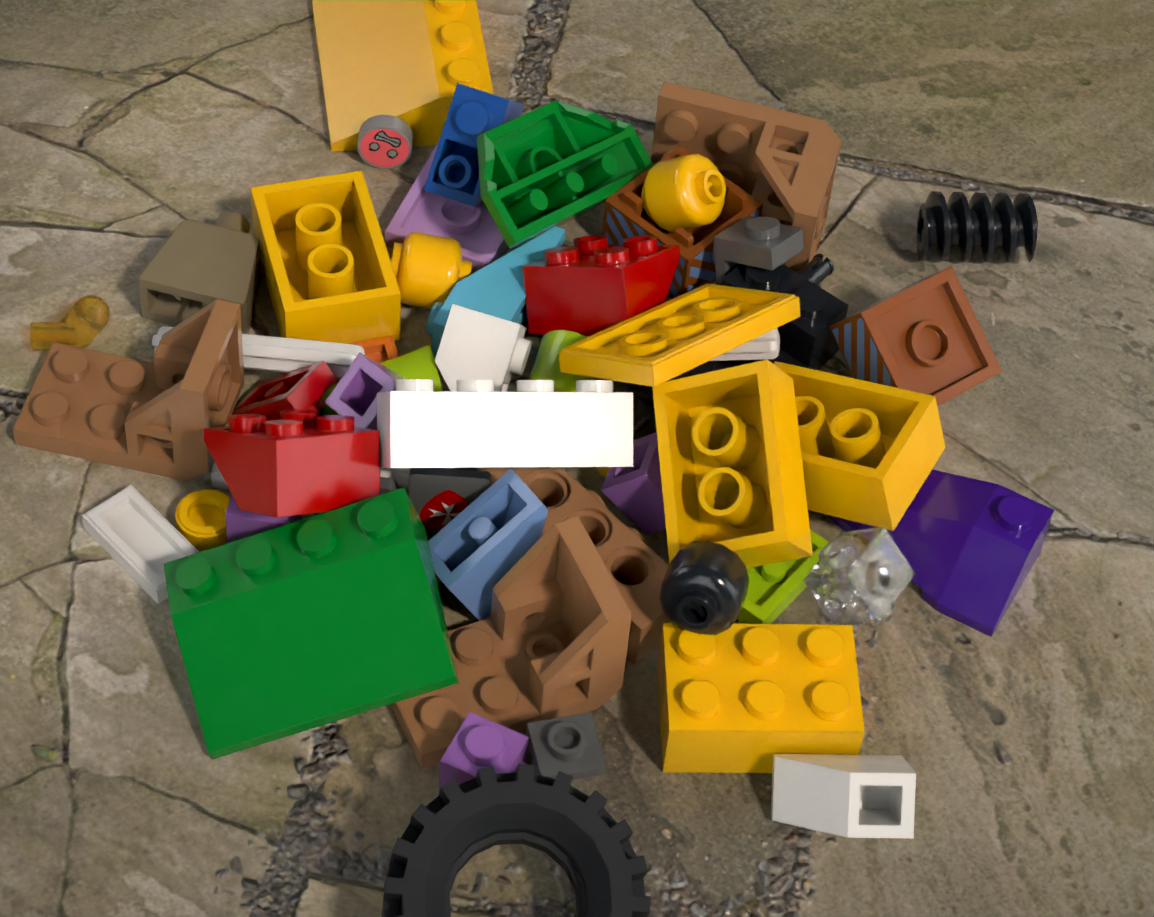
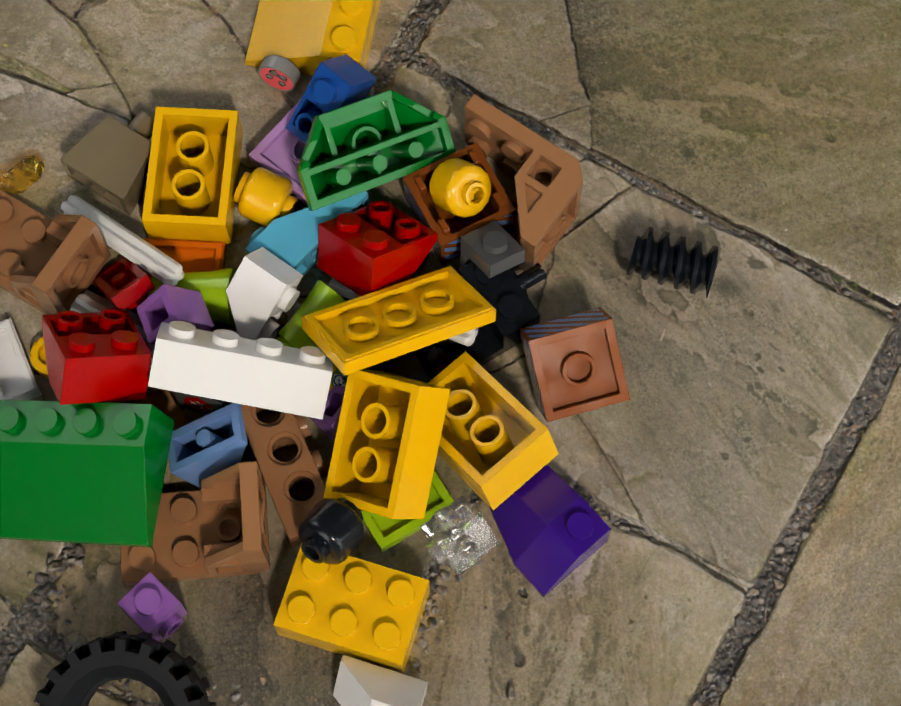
camera: 25 degrees right, 20 degrees up
(565, 746) = (205, 614): dark grey bracket -> none

